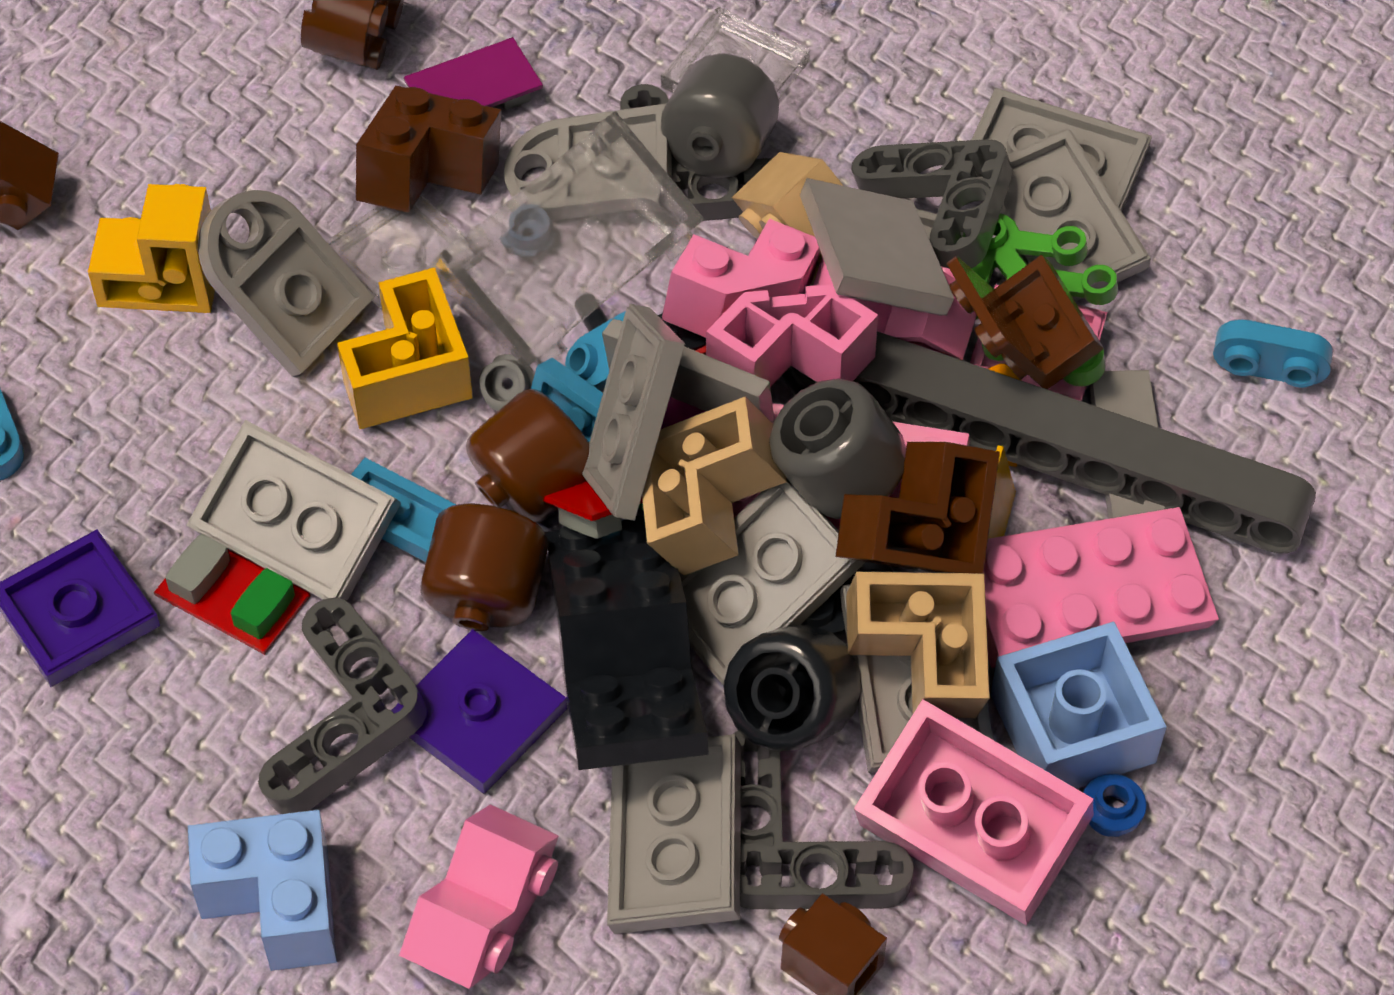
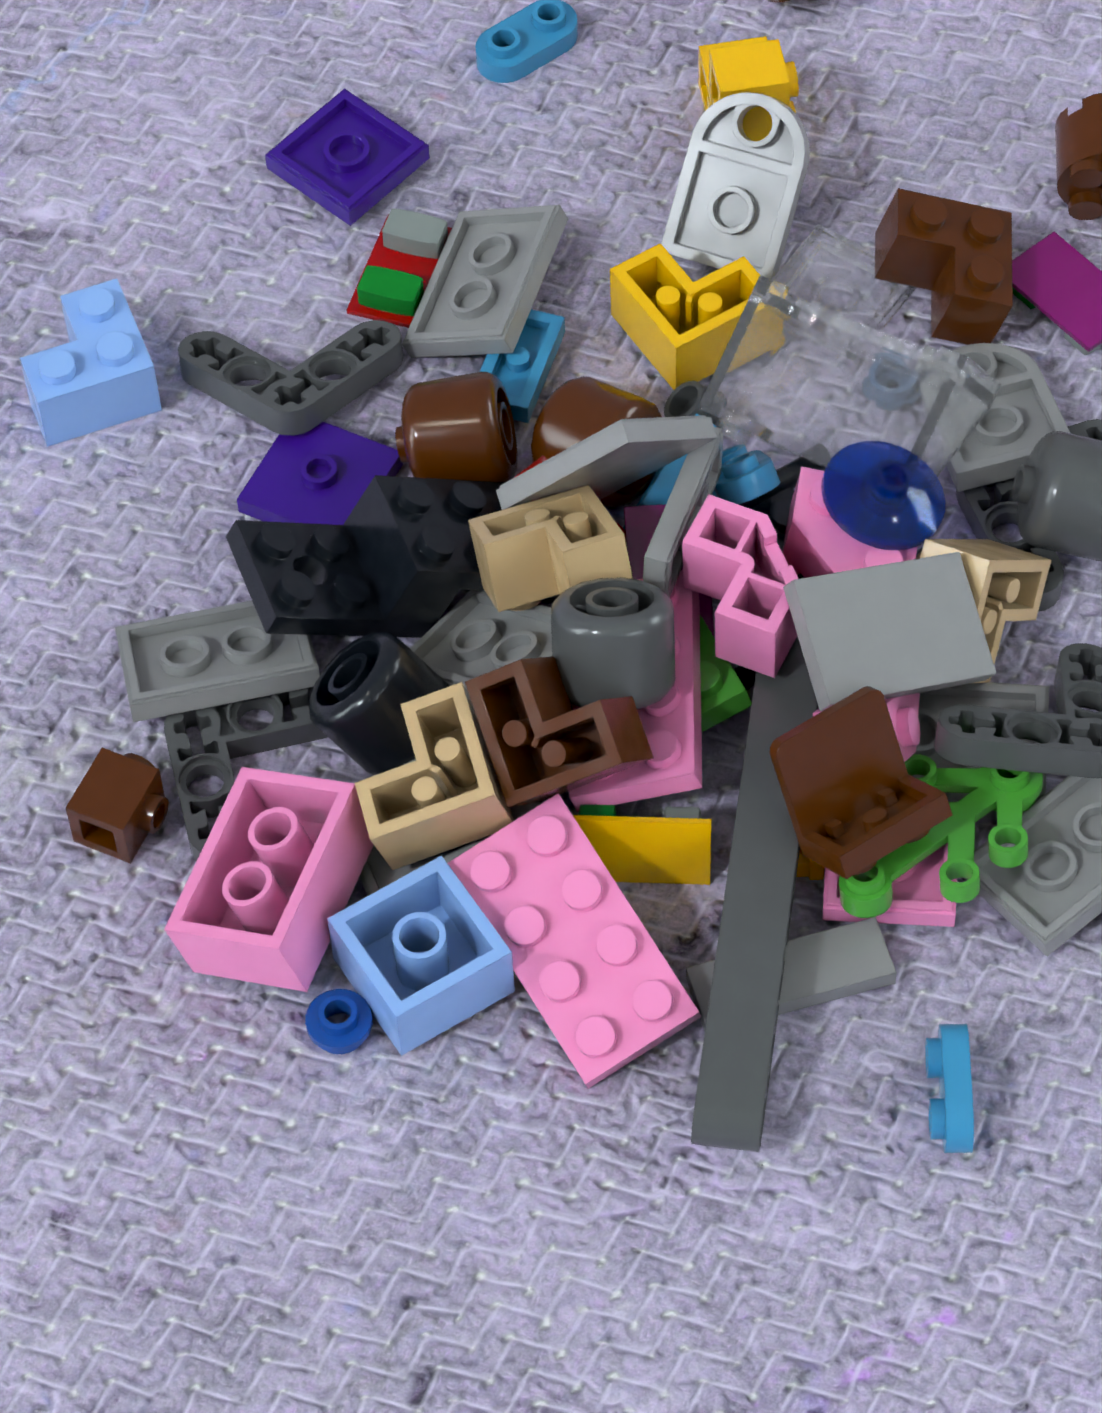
camera: 80 degrees right, 0 degrees up
(471, 916) = (108, 526): bright pink brick -> none
(720, 222) = (883, 495): none -> clear blue dish

